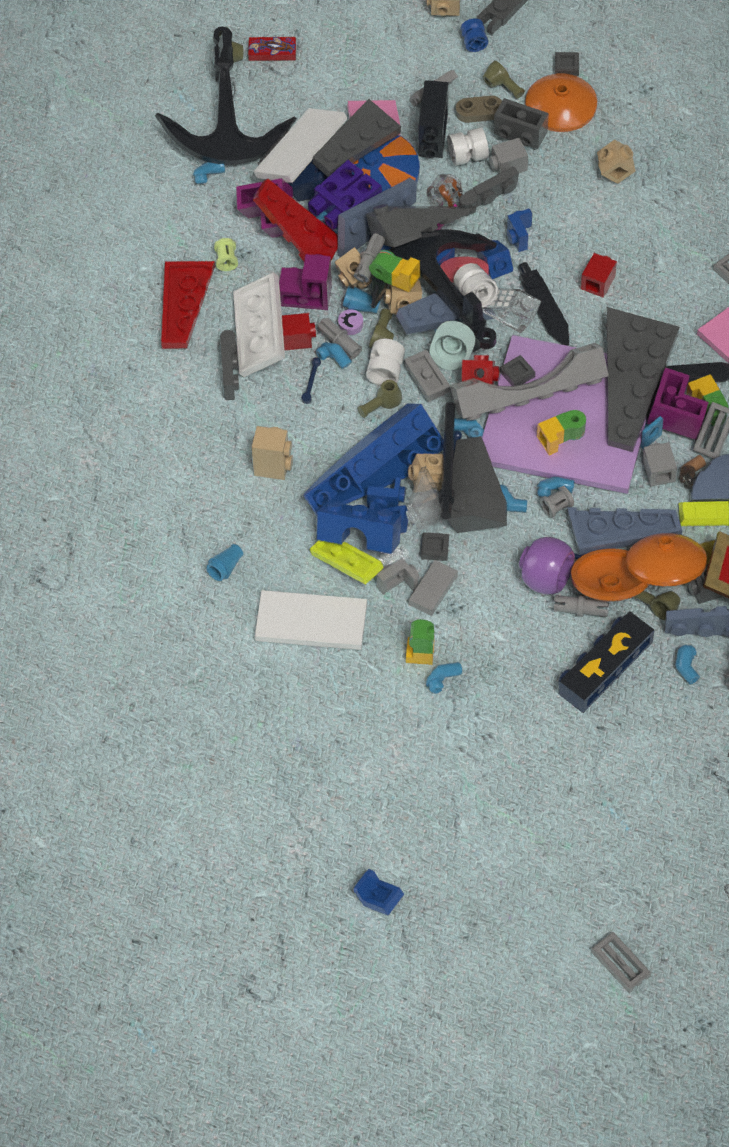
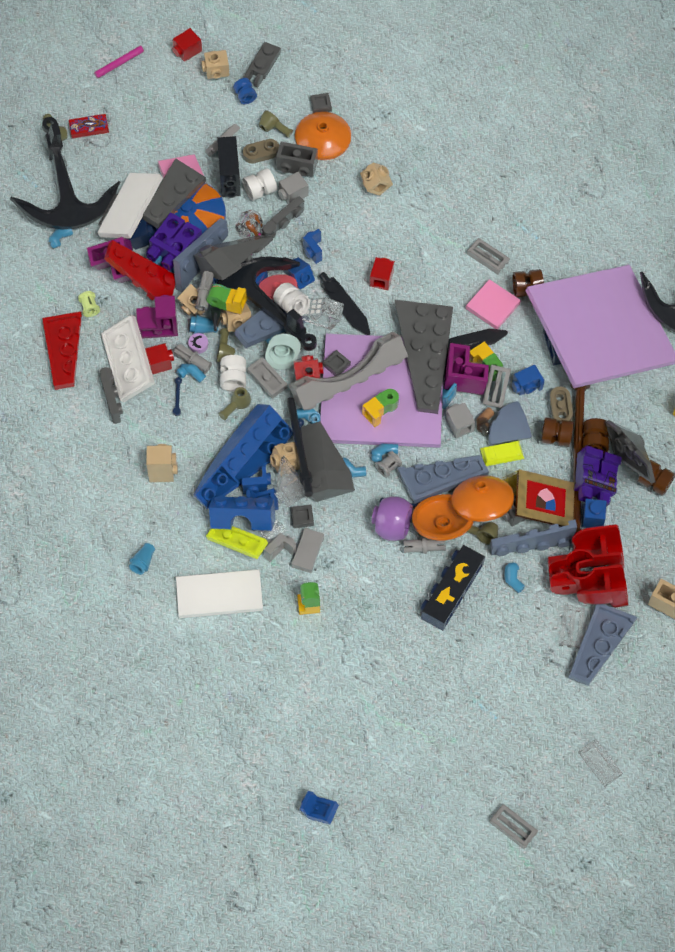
camera: 15 degrees left, 5 degrees up
(435, 679) = (329, 618): dark azure arm -> none

